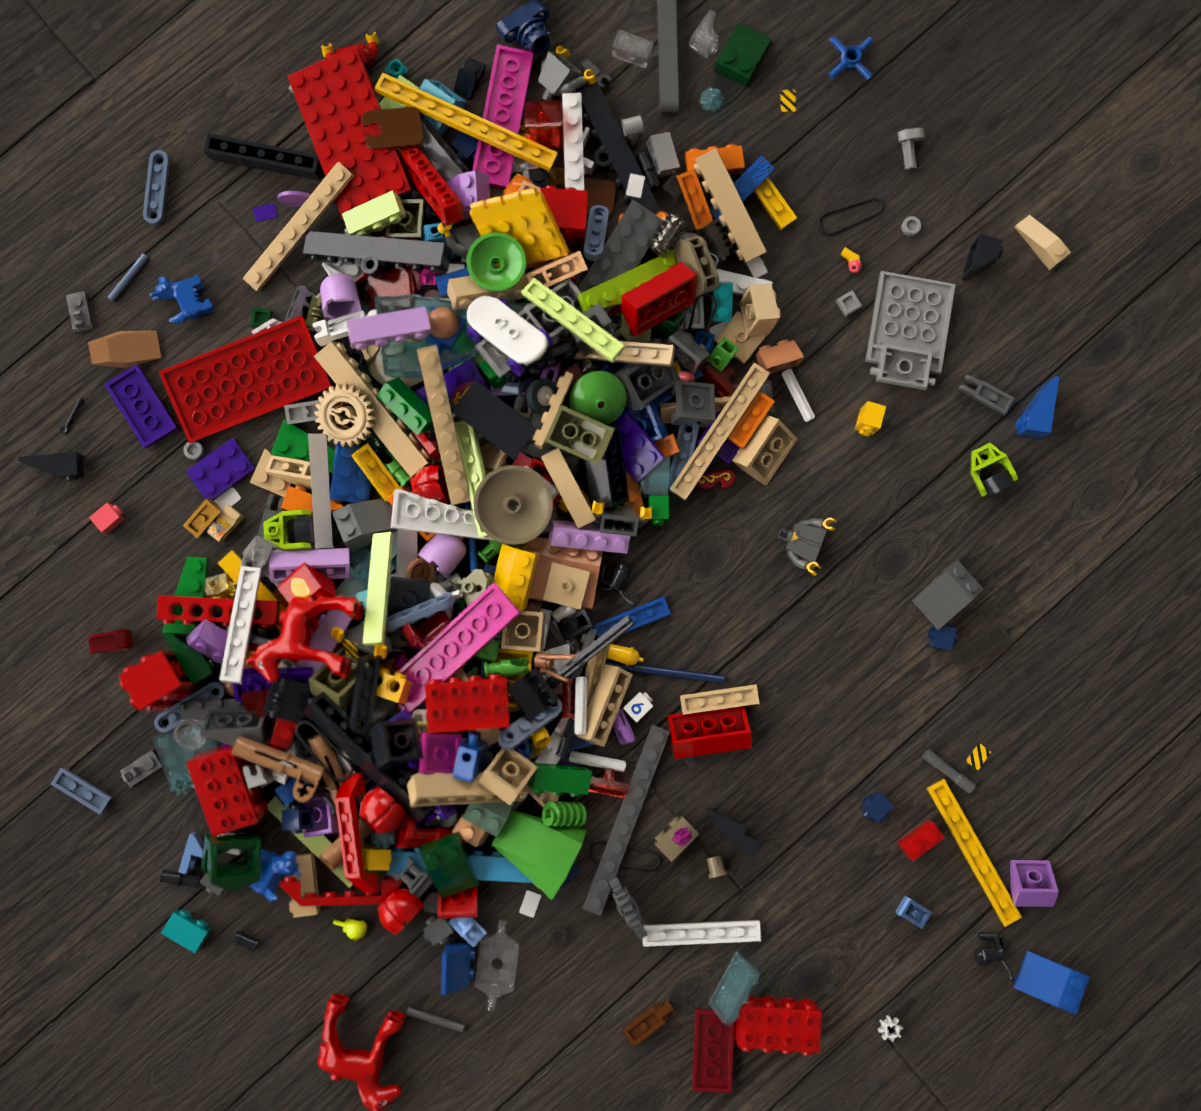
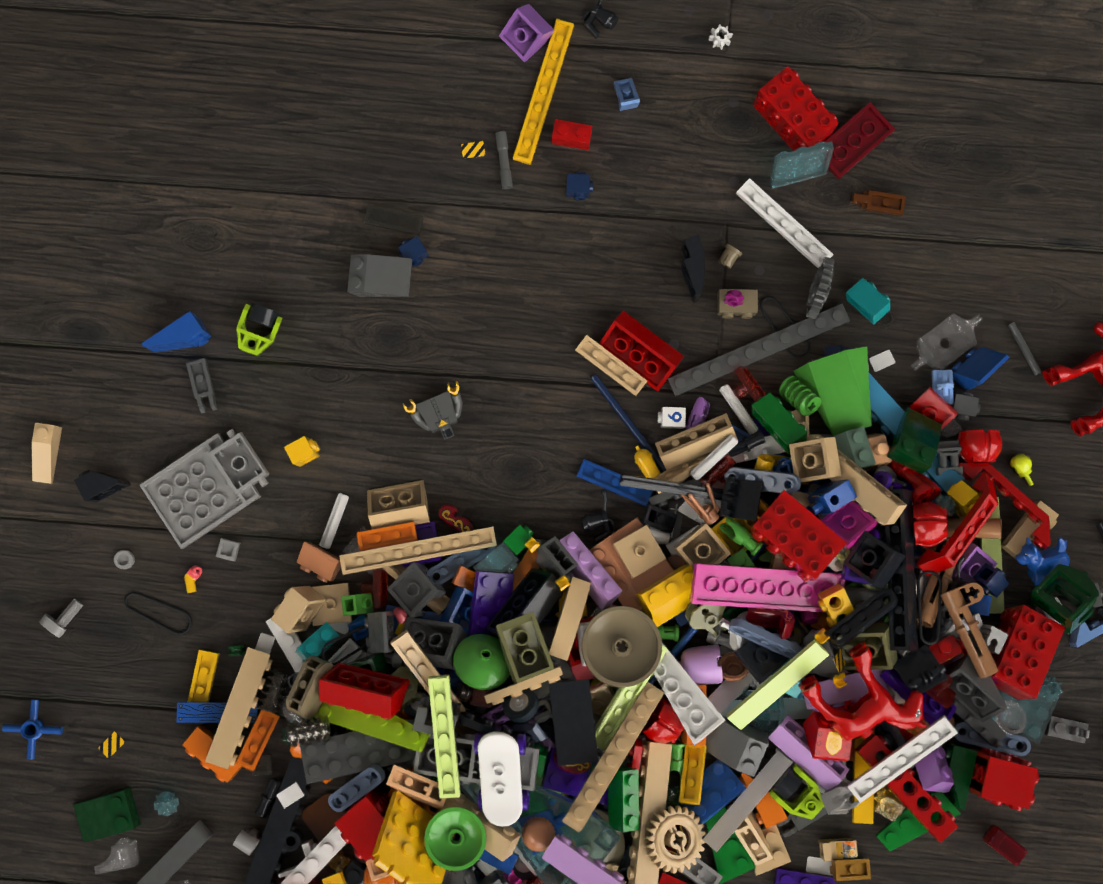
camera: 125 degrees left, 0 degrees up
(583, 937) = (868, 300): none -> teal brick
(662, 154) = (244, 799): light grey hinge -> none
(771, 243) = (236, 650): none -> dark green bush

